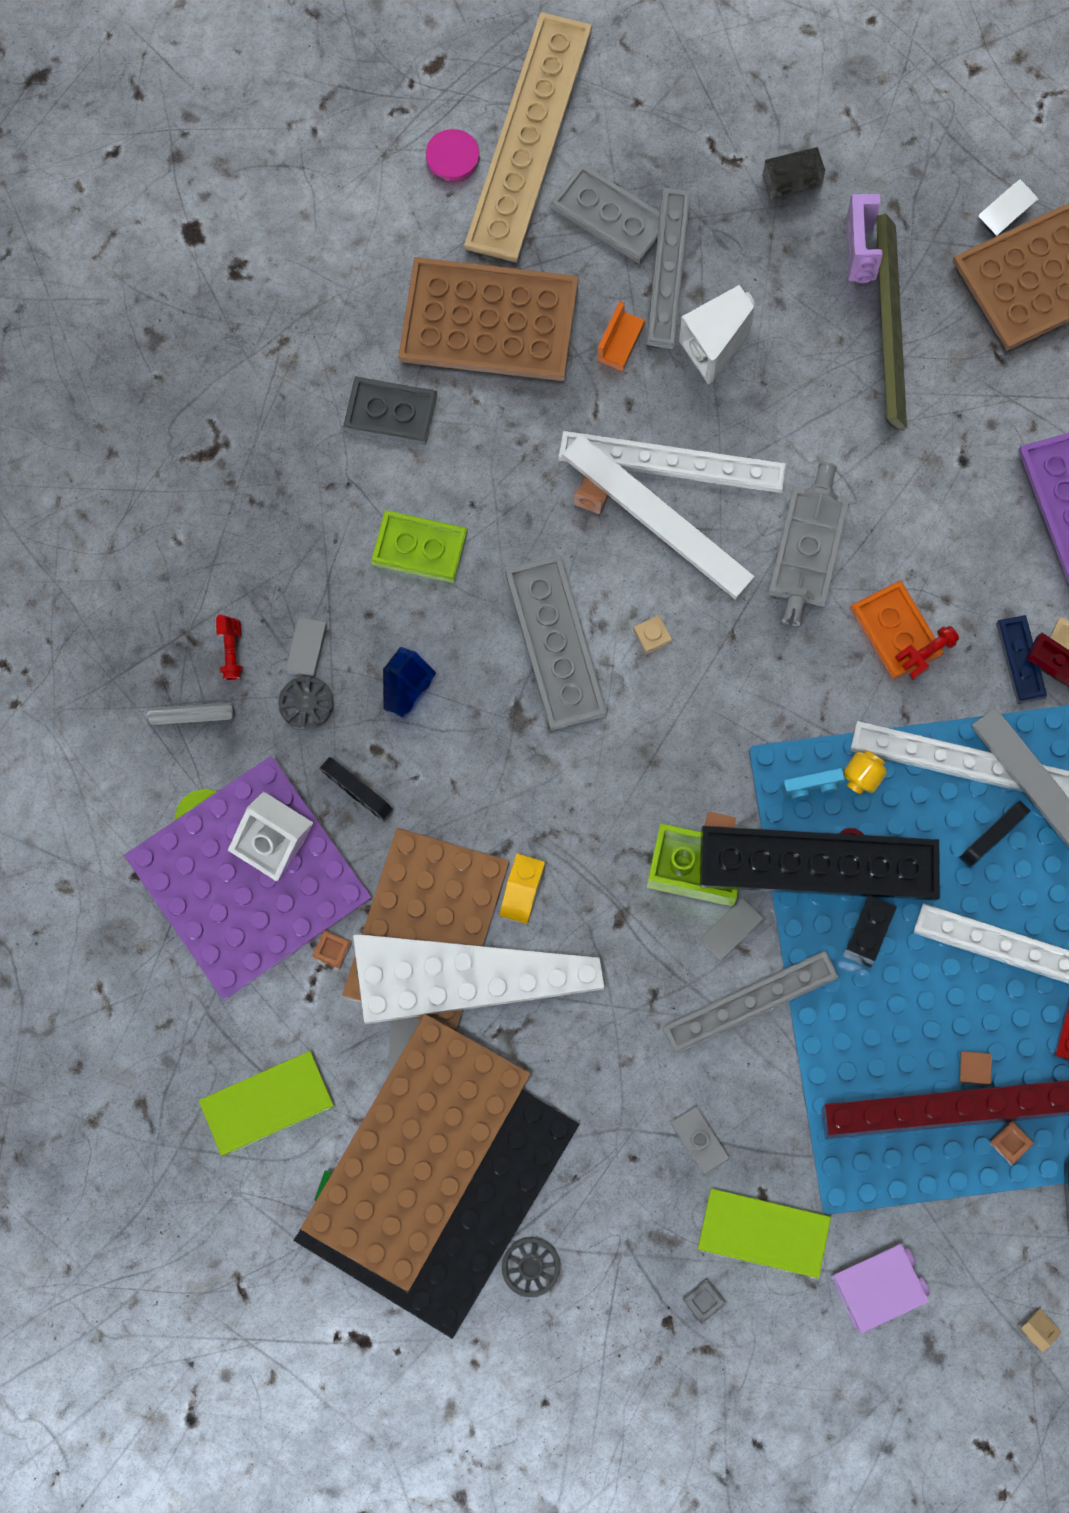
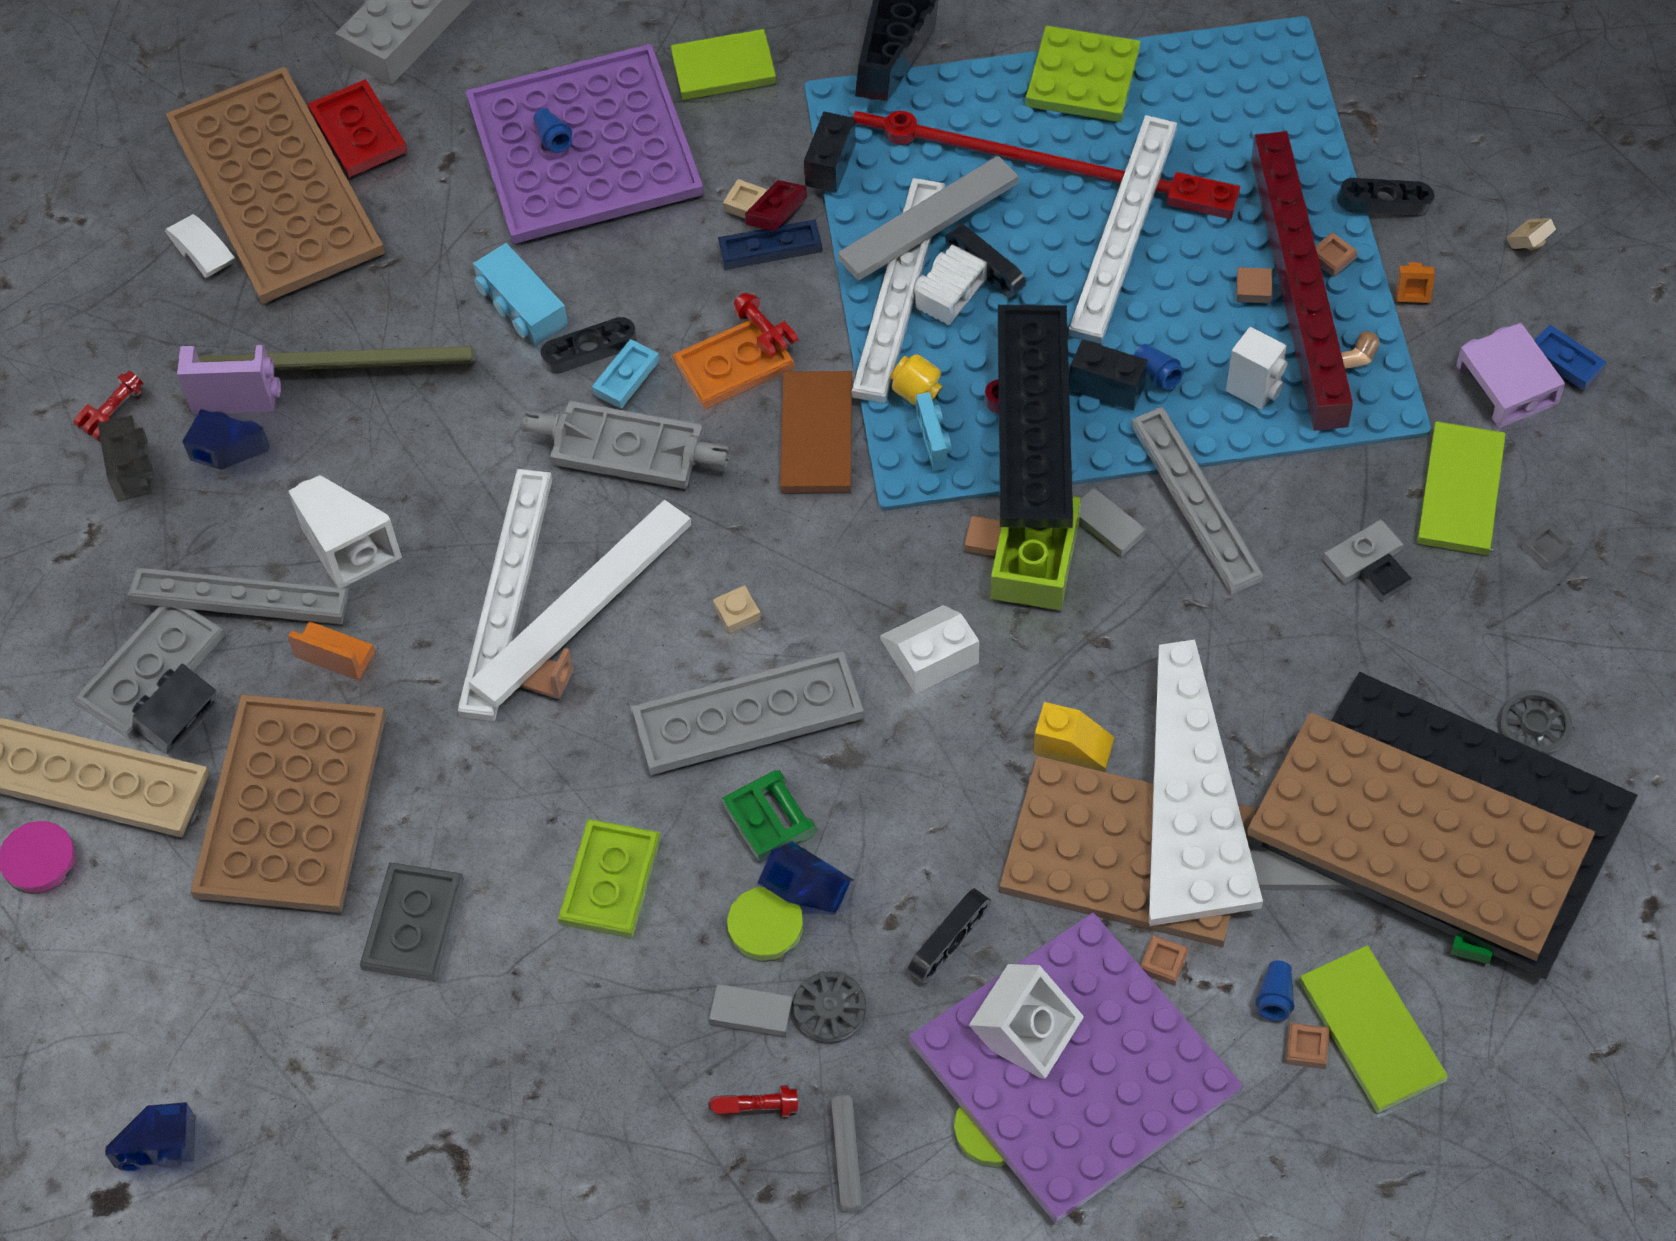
camera: 90 degrees left, 15 degrees down
(229, 256) = (156, 1136): none -> clear blue slope
(255, 1053) = (1307, 1045): none -> nougat tile
(297, 1031) = (1276, 995): none -> blue cone
(370, 654) = (764, 924): none -> lime tile
(460, 650) = (759, 821): none -> green plate
(567, 230) = (172, 707): none -> black brick
(612, 781) = (932, 647): none -> white slope
(674, 1157) = (1385, 577): none -> black tile
(811, 240) = (223, 441): none -> clear blue slope
(824, 696) = (816, 432): none -> dark orange tile
(837, 151) = (90, 417): none -> red hinge
(869, 1056) = (1256, 368): none -> white brick
(879, 543) = (625, 374): none -> medium azure plate
(881, 977) = (1161, 368): none -> blue cone
(899, 1157) = (1363, 351): none -> arm
(901, 1344) = (1570, 358): none -> blue plate
(927, 529) = (582, 357): none -> black beam
(959, 456) = (520, 294): none -> medium azure brick
(968, 803) = (950, 284): none -> white brick
(982, 1214) = (1415, 283): none -> orange tile

